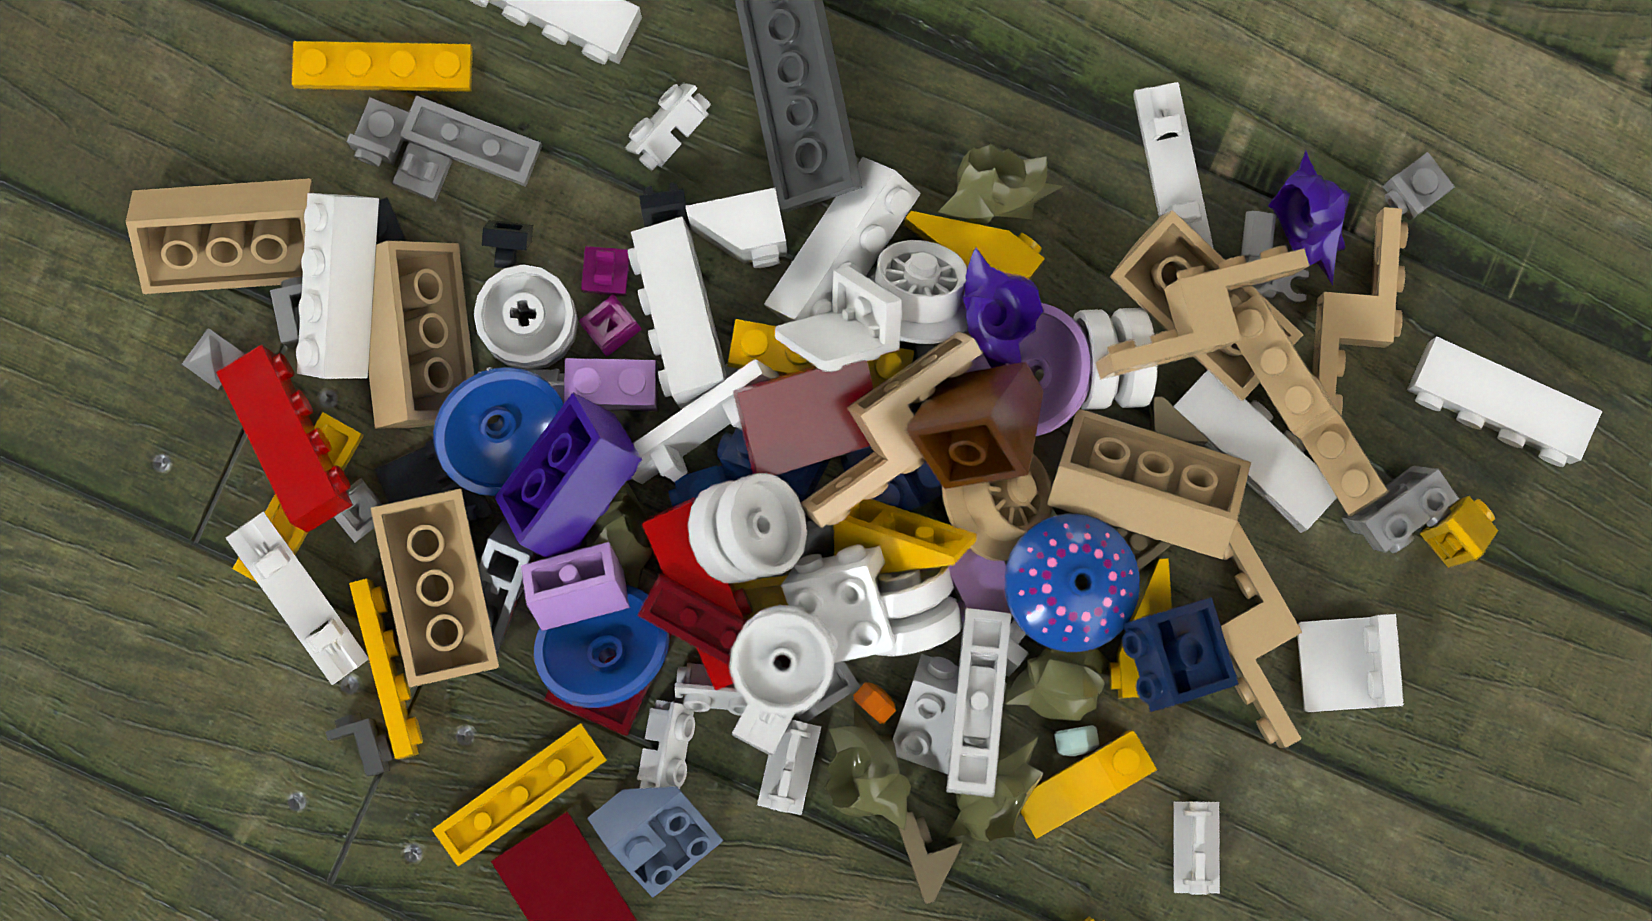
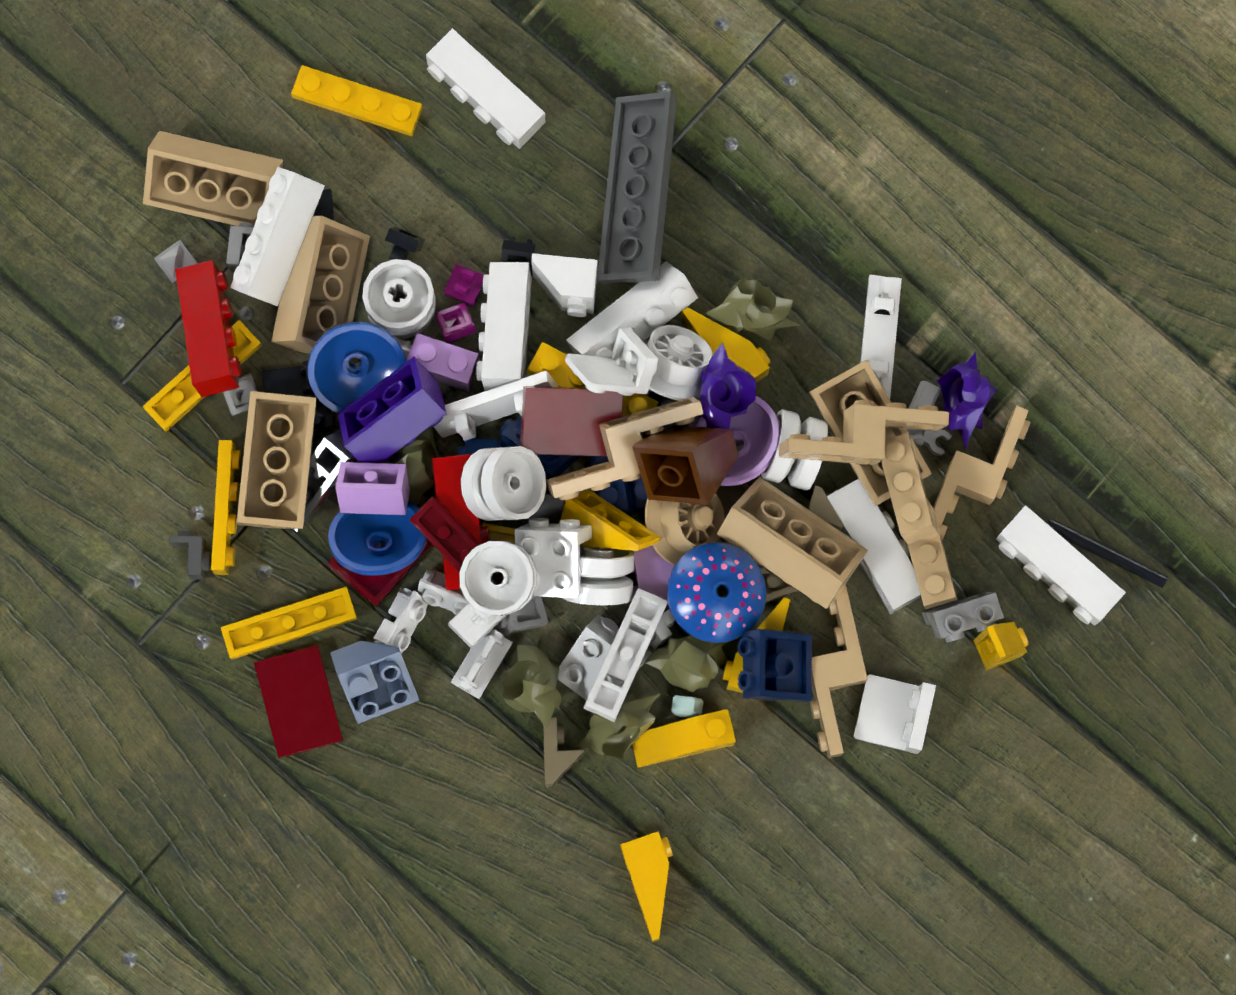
camera: 15 degrees right, 5 degrees down
(297, 597) = (180, 440): white hinge -> none
(378, 133) = (340, 145): light grey bracket -> none
(422, 171) = (360, 180): light grey tile -> none
(471, 141) = (400, 169): light grey plate -> none
(676, 110) = (528, 204): white hinge -> none
(875, 702) = (555, 636): orange tile -> none
(1196, 847) = (747, 807): white hinge -> none
(1417, 187) = (1046, 401): light grey bracket -> none
(1559, 364) = (1108, 553): none -> black bar

